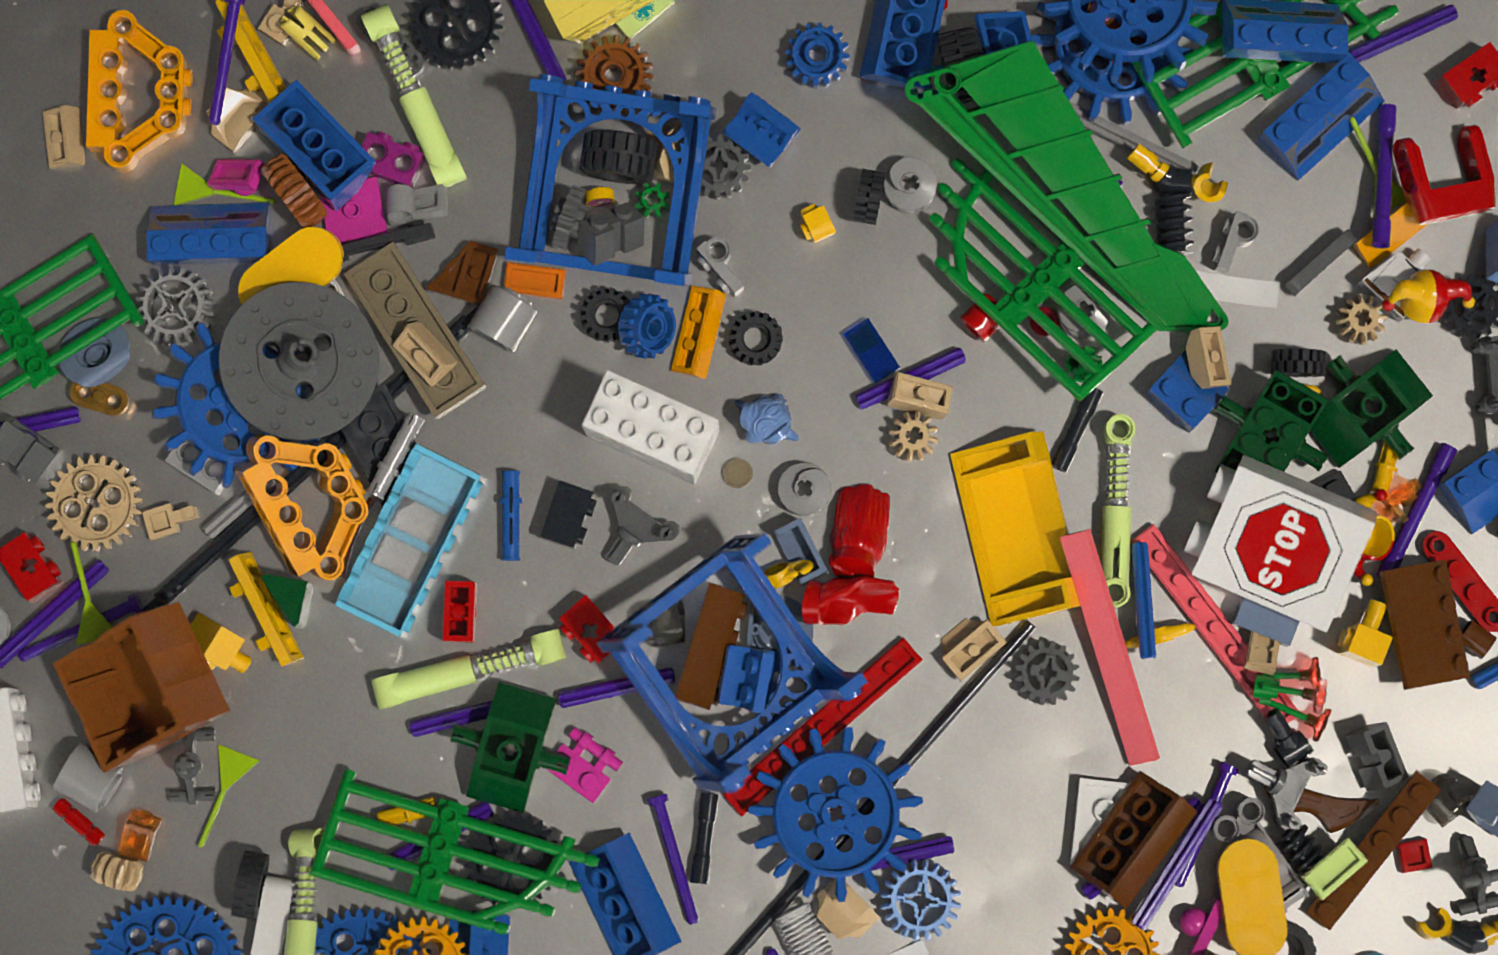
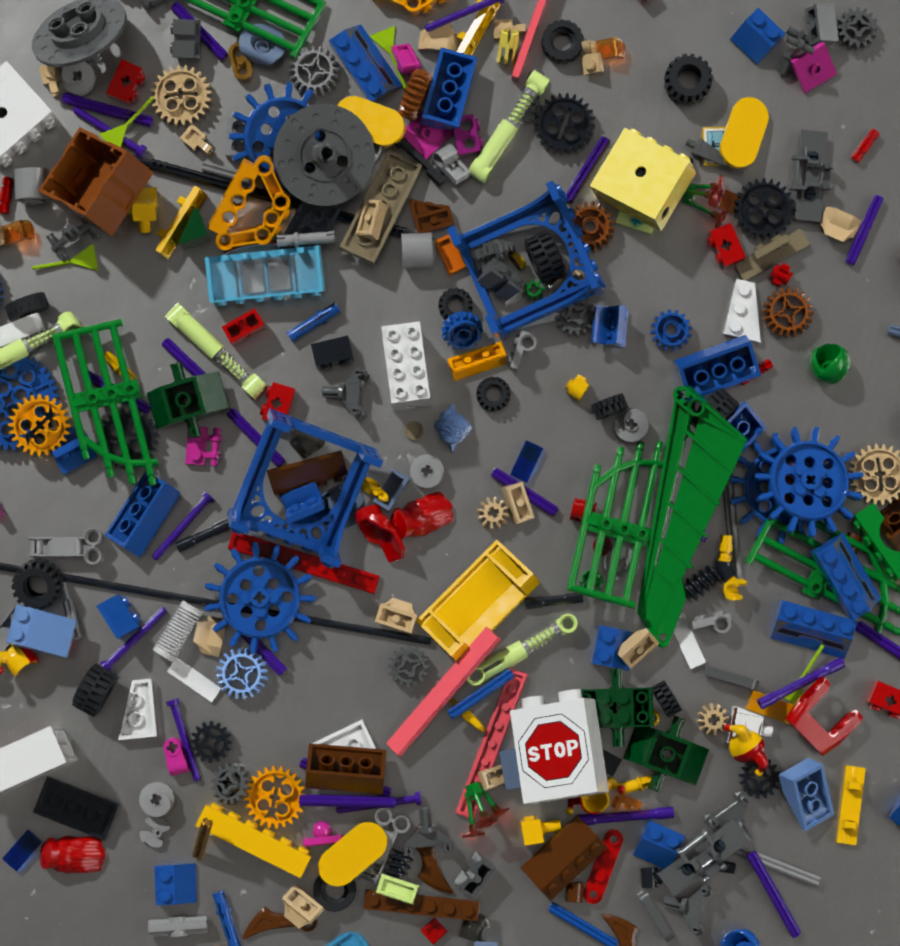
camera: 60 degrees right, 0 degrees up
(1291, 744) = (453, 823): black pin -> none

